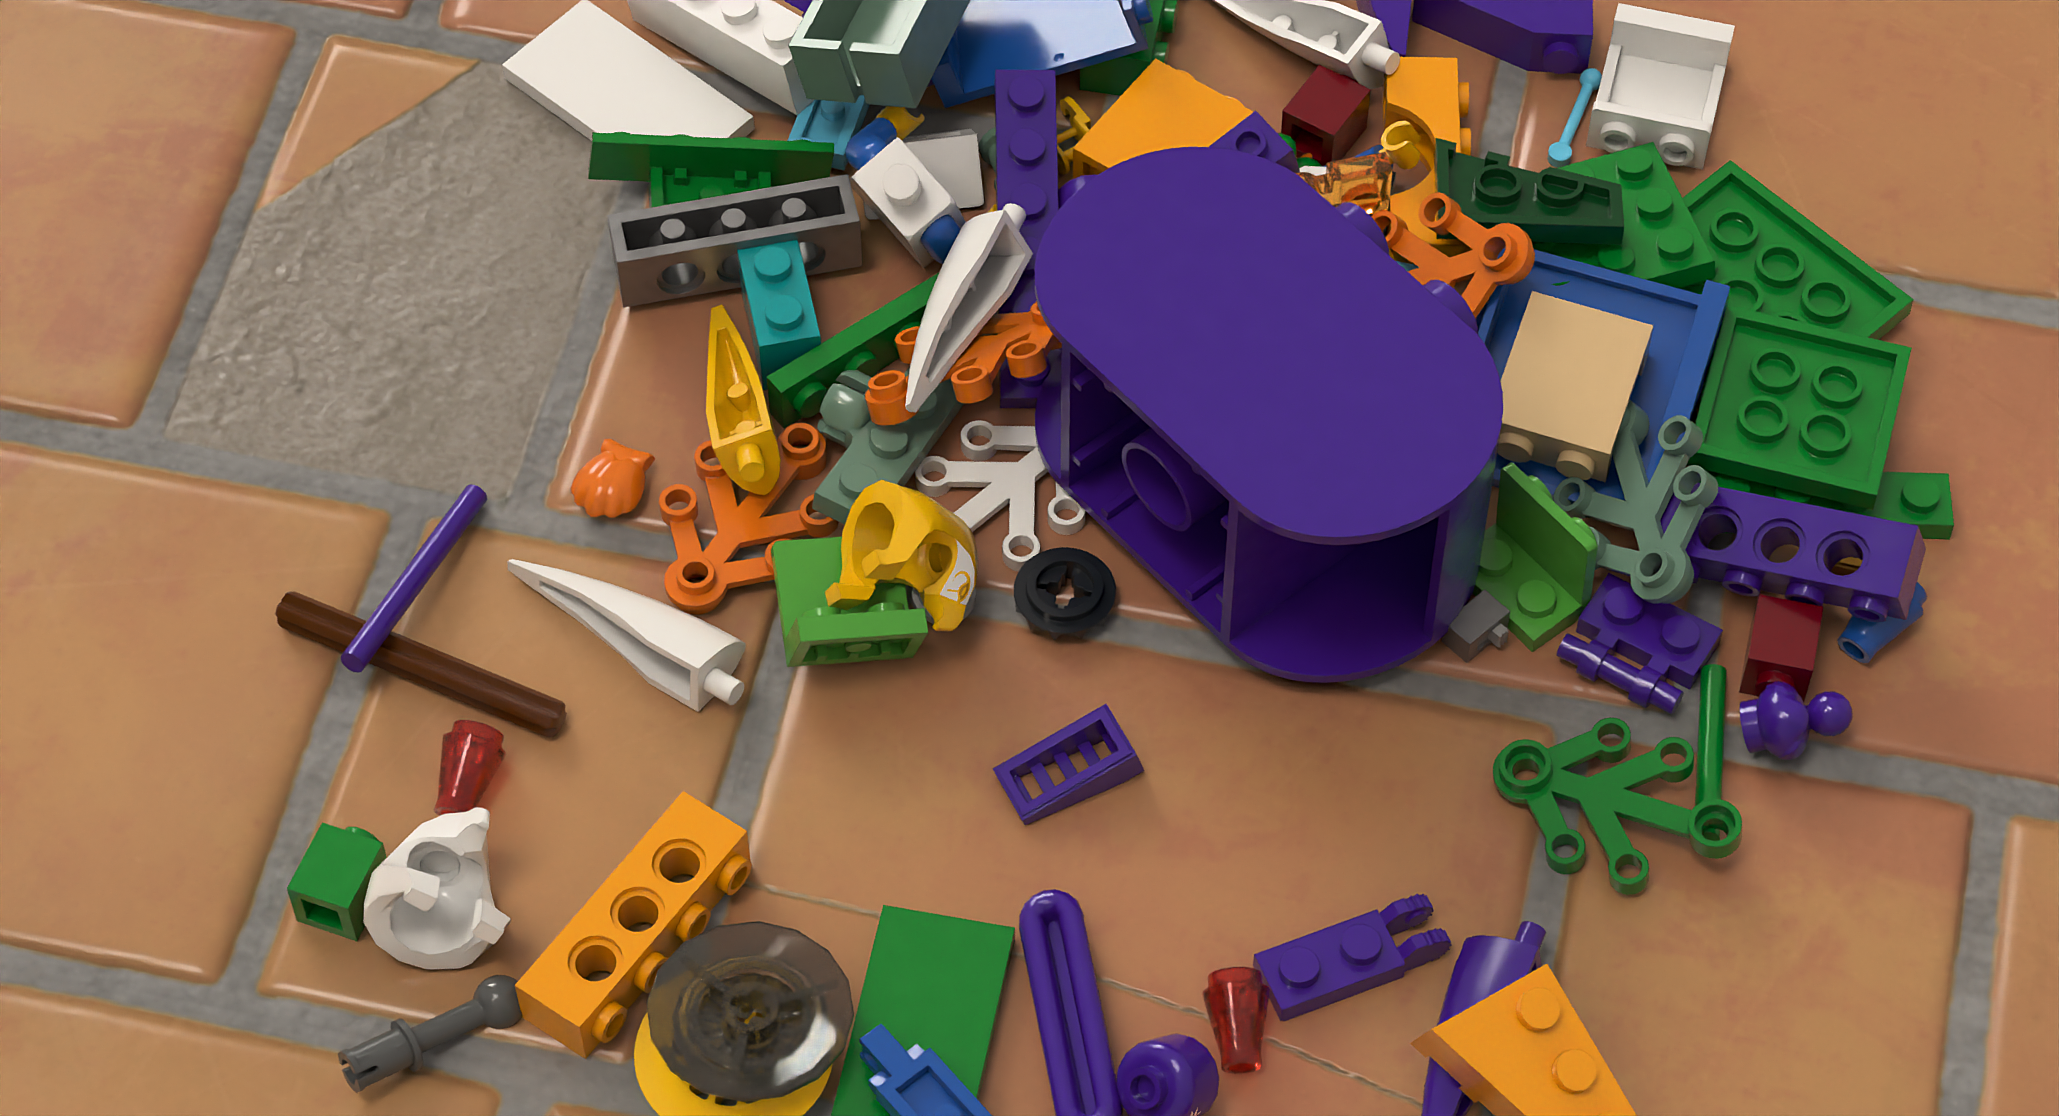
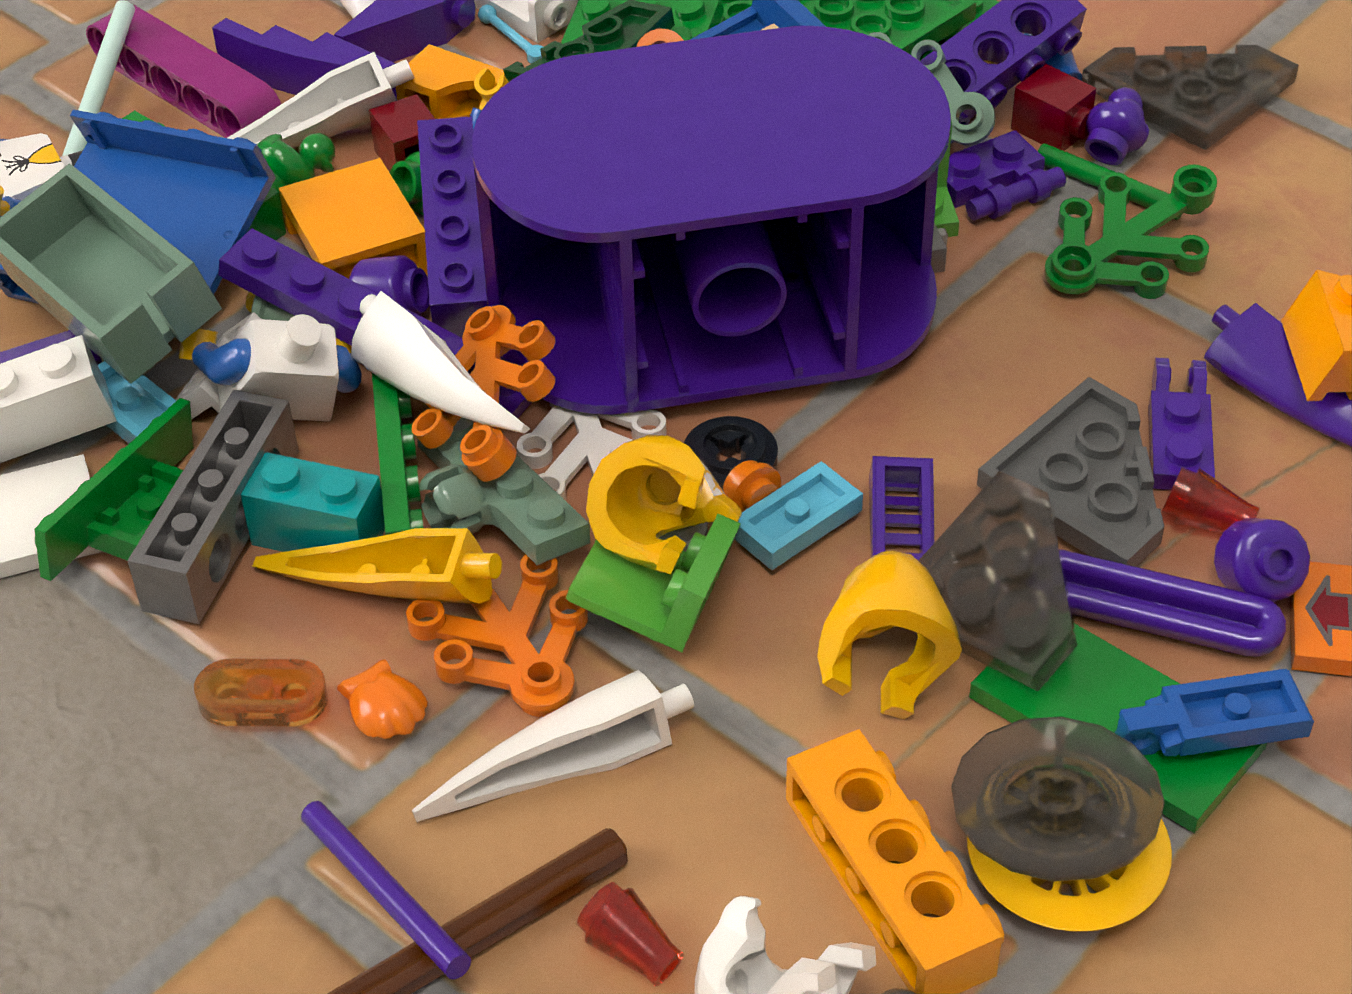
camera: 60 degrees left, 10 degrees down
(570, 395) = (266, 689): none -> clear orange plate
(892, 795) = (875, 597): none -> yellow piece
(1004, 868) = (1006, 581): none -> clear smoke plate
(1011, 680) = (798, 515): none -> medium azure plate
(1018, 629) = (751, 483): none -> orange plate
(1211, 51) = (289, 166): none -> green animal
(1215, 895) = (1094, 472): none -> dark grey plate
(1931, 772) = (1195, 91): none -> clear smoke plate

